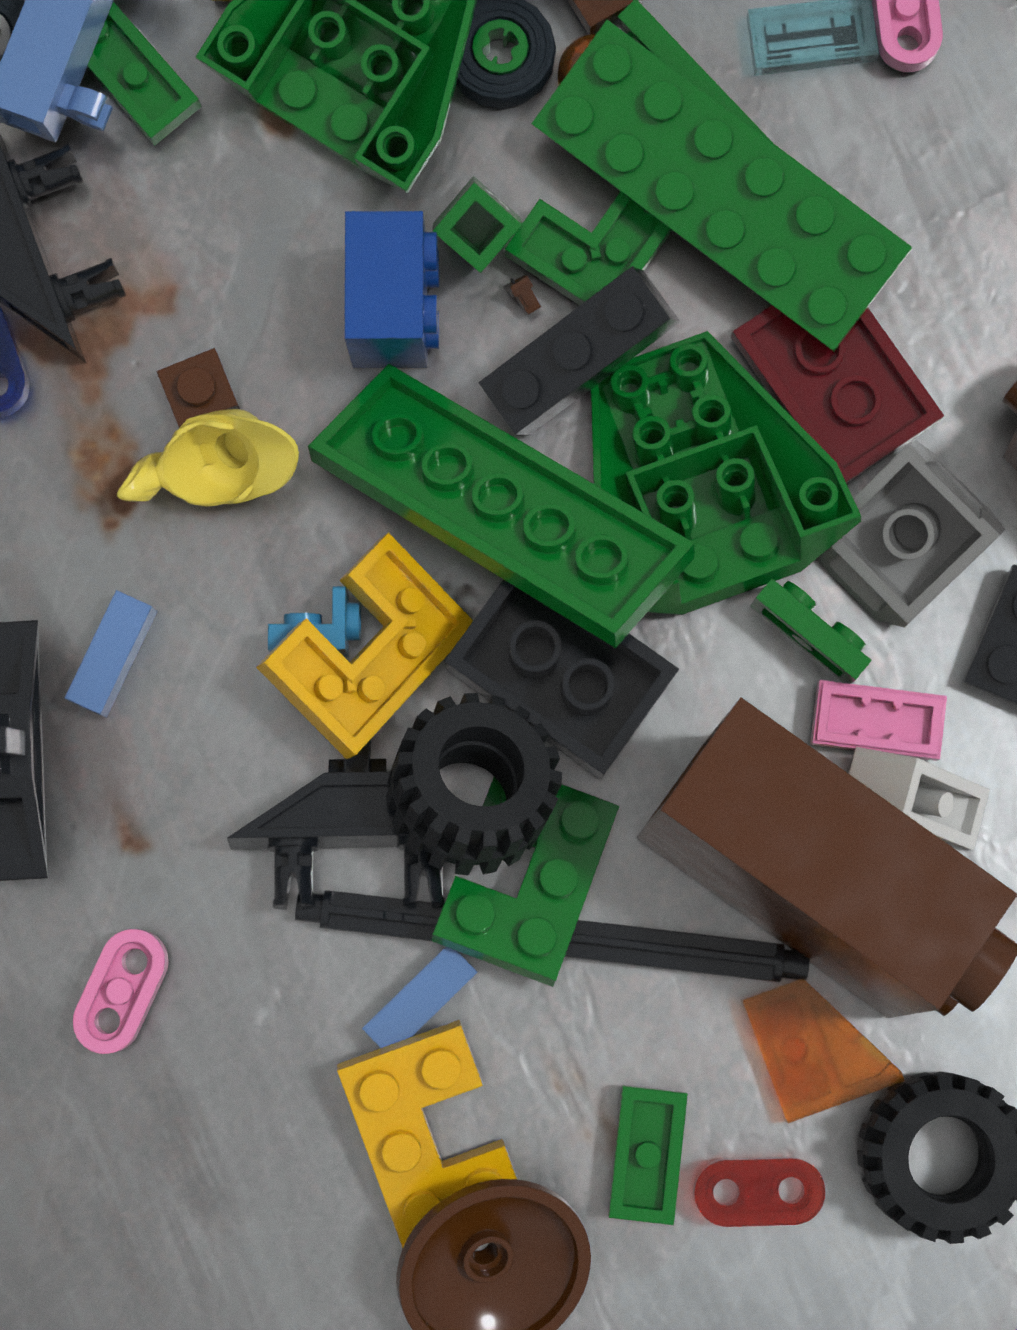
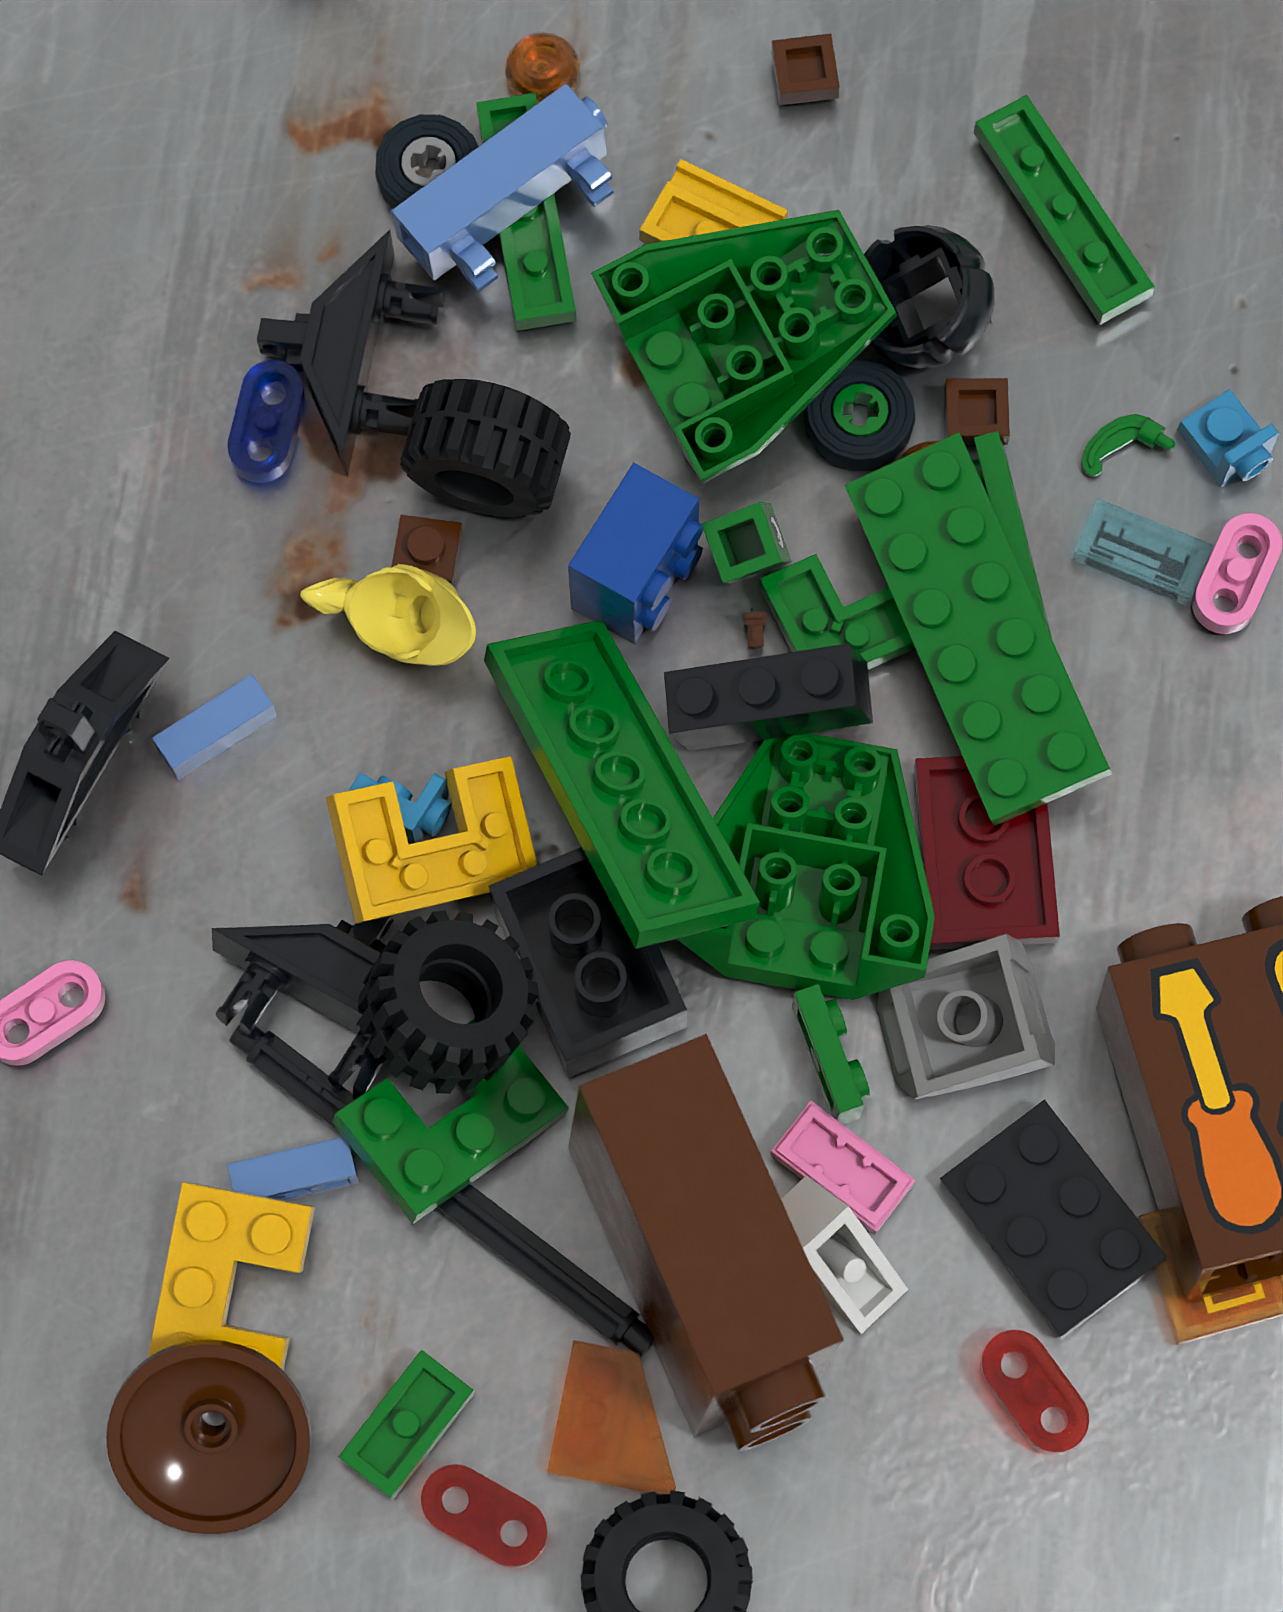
camera: 30 degrees right, 10 degrees down
(200, 270) = (485, 447): none -> black tyre

